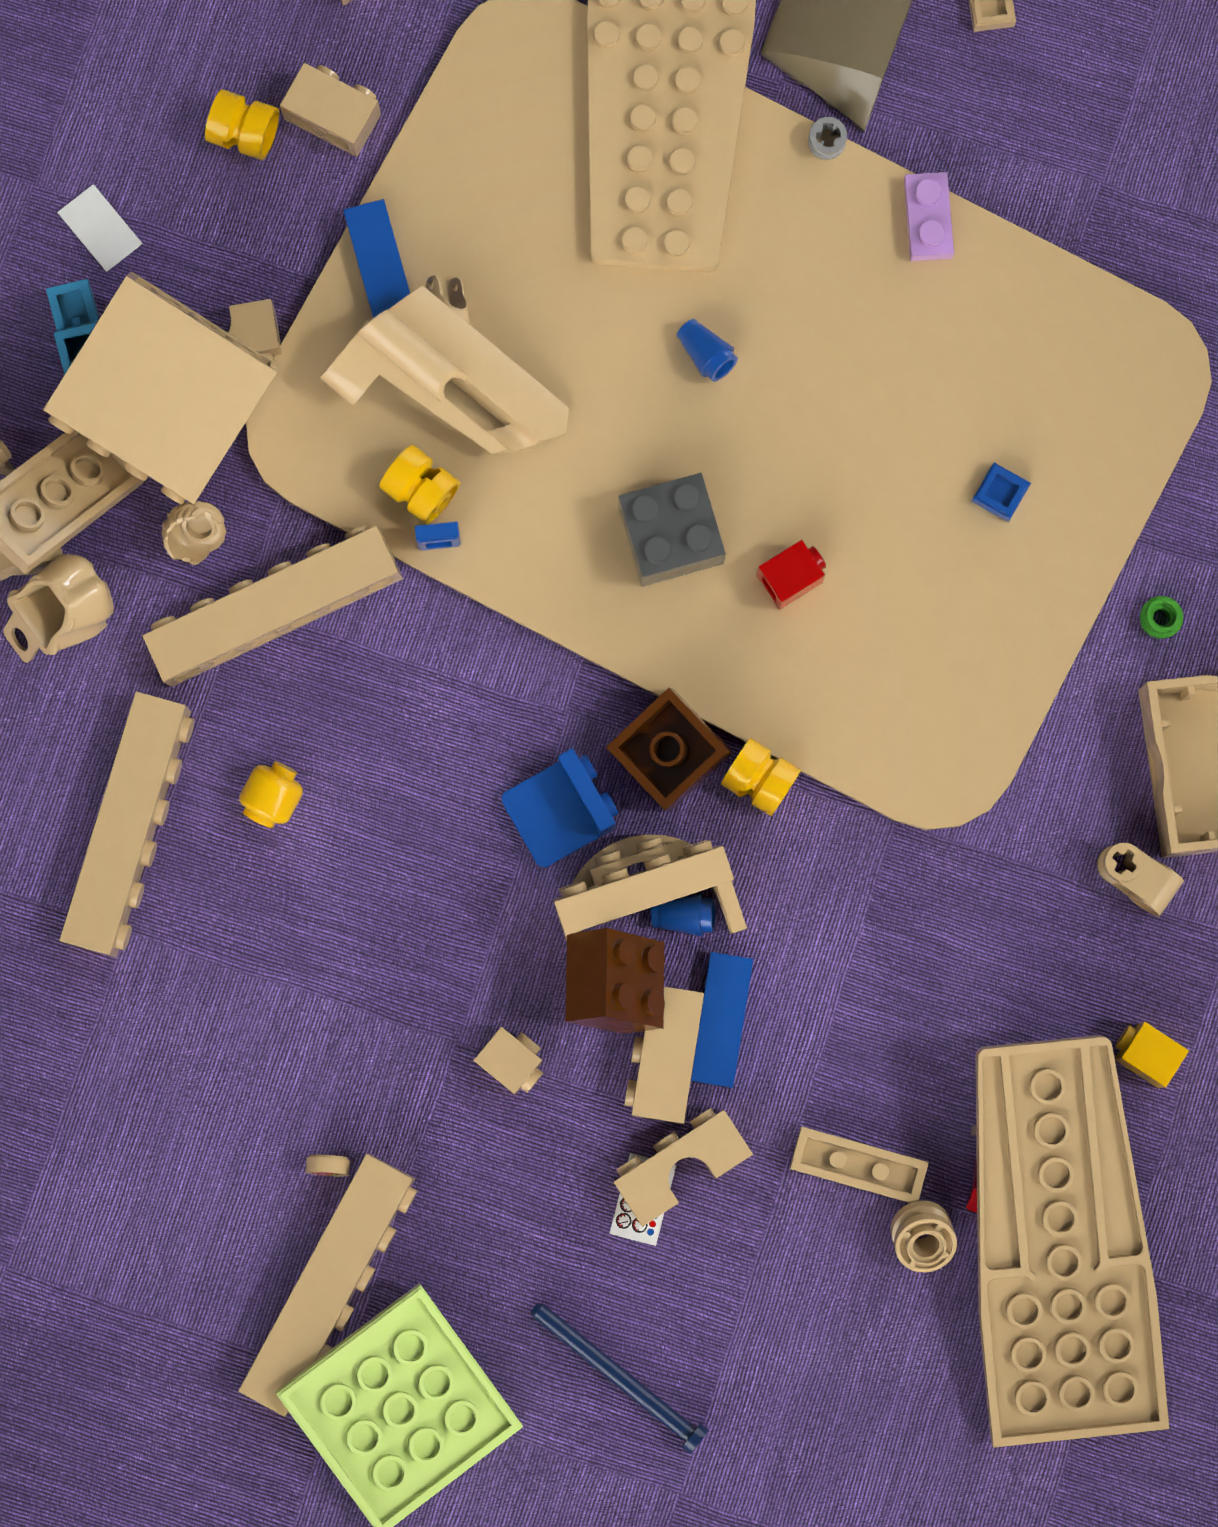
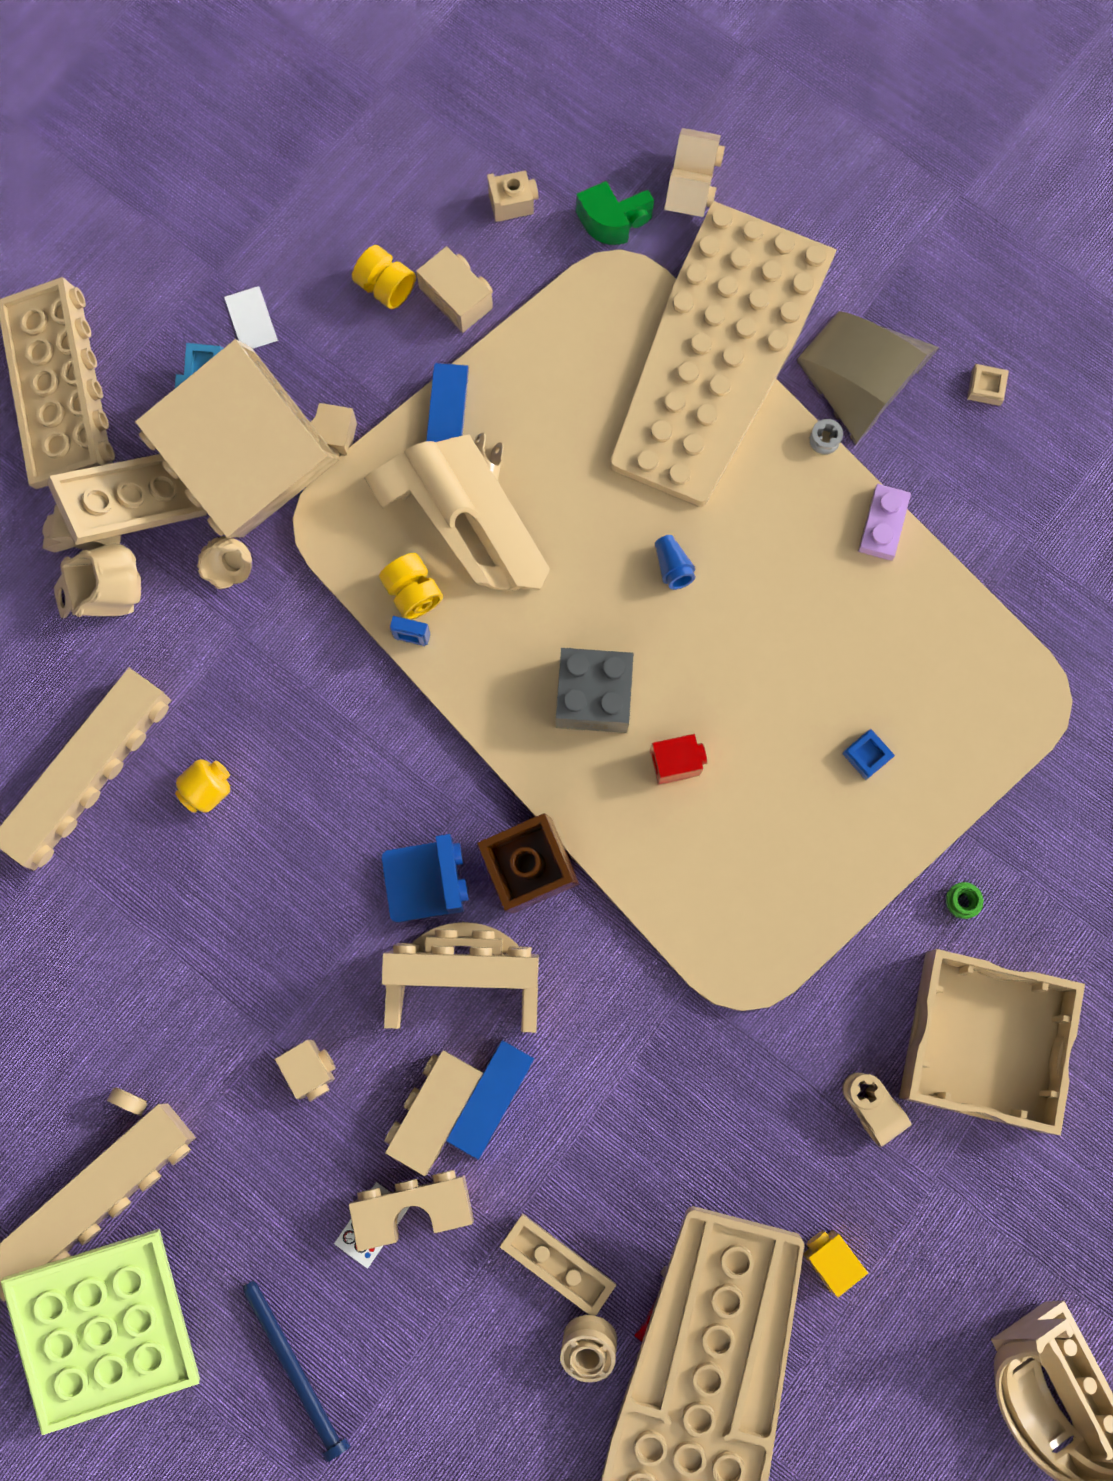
camera: 20 degrees right, 5 degrees down
(272, 605) = (262, 639): tan brick -> none
(615, 981) = (410, 1036): reddish brown brick -> none
(686, 915) = (495, 1003): blue cone -> none
(760, 777) = (594, 912): yellow wheel -> none

